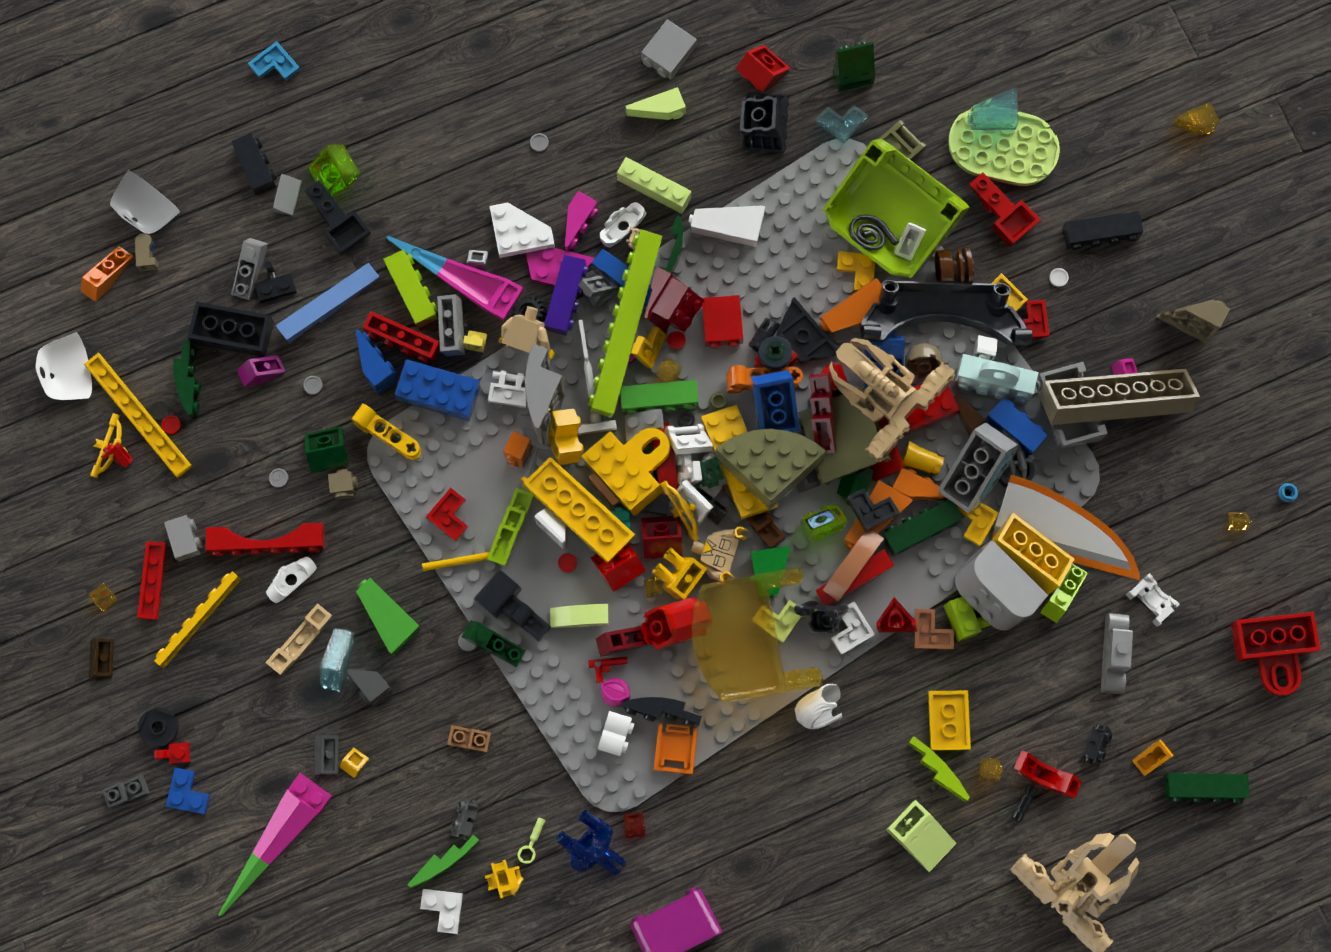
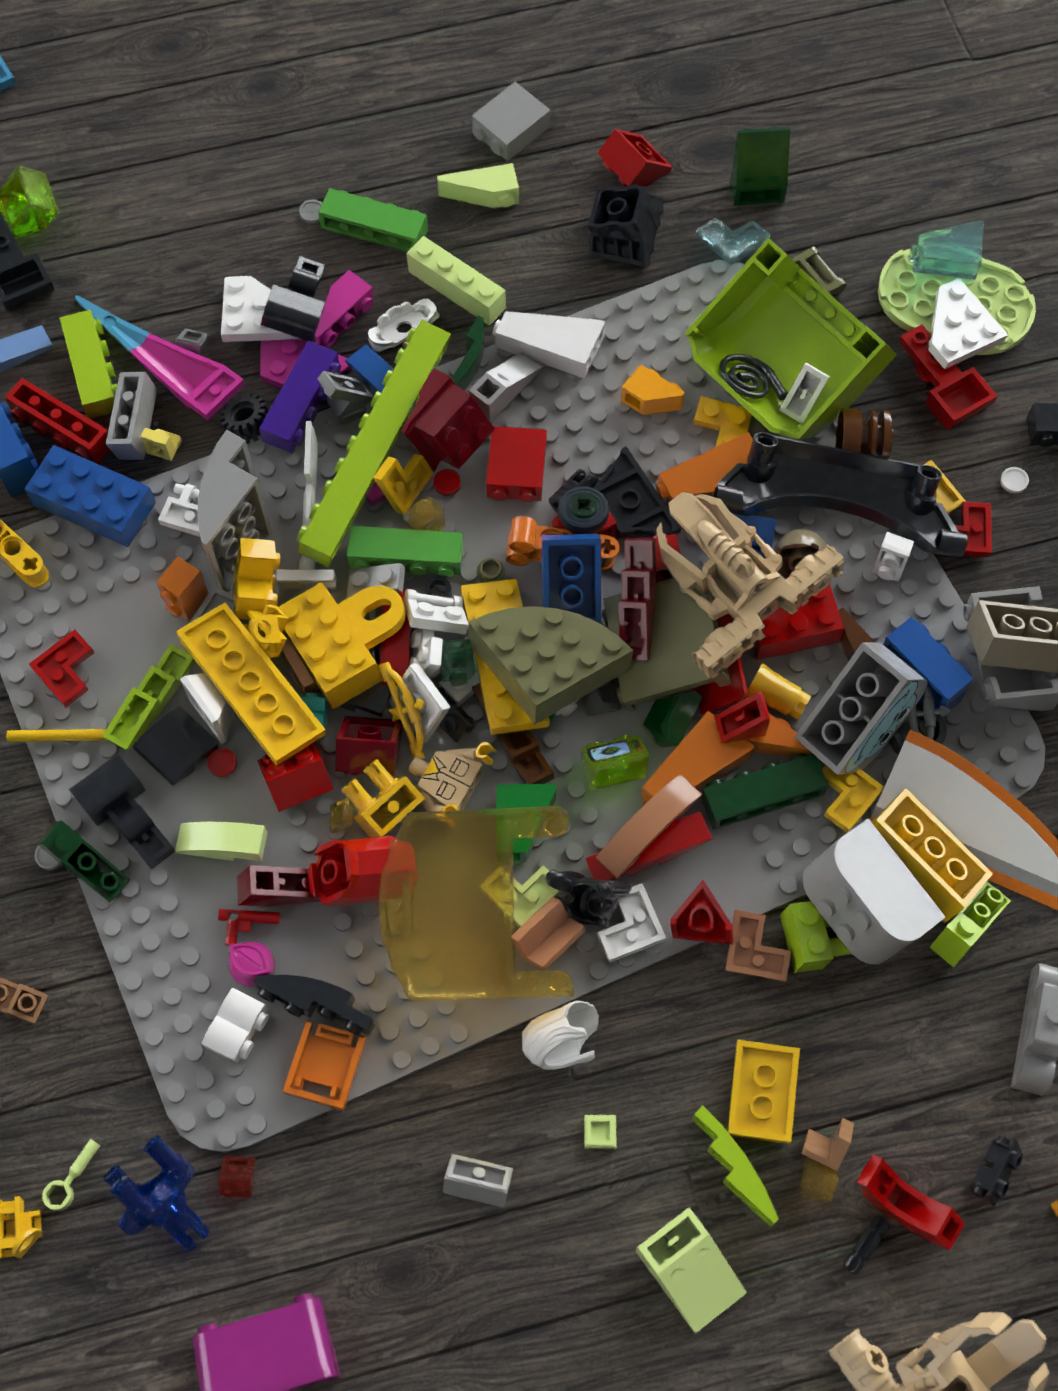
camera: 10 degrees right, 10 degrees down
(524, 331) = (221, 419): tan torso -> none
(535, 556) = (175, 745): none -> black slope
(546, 229) = (295, 308): none -> black plate
(582, 468) = (271, 625): none -> yellow piece
(585, 146) = (372, 220): none -> bright green brick
(702, 263) = (503, 384): none -> light grey slope
(782, 803) = (477, 1180): none -> light grey slope
(800, 645) = (547, 934): none -> nougat panel
(805, 254) = (650, 393): none -> light orange slope
(852, 761) = (600, 1131): none -> yellowish green tile
(871, 514) = (686, 755): black plate -> none
(903, 485) = (744, 720): none -> red slope
(994, 751) = (826, 1150): none -> medium nougat panel
(995, 379) = (905, 588): light aqua brick -> none
(1010, 169) = (961, 325): none -> white plate

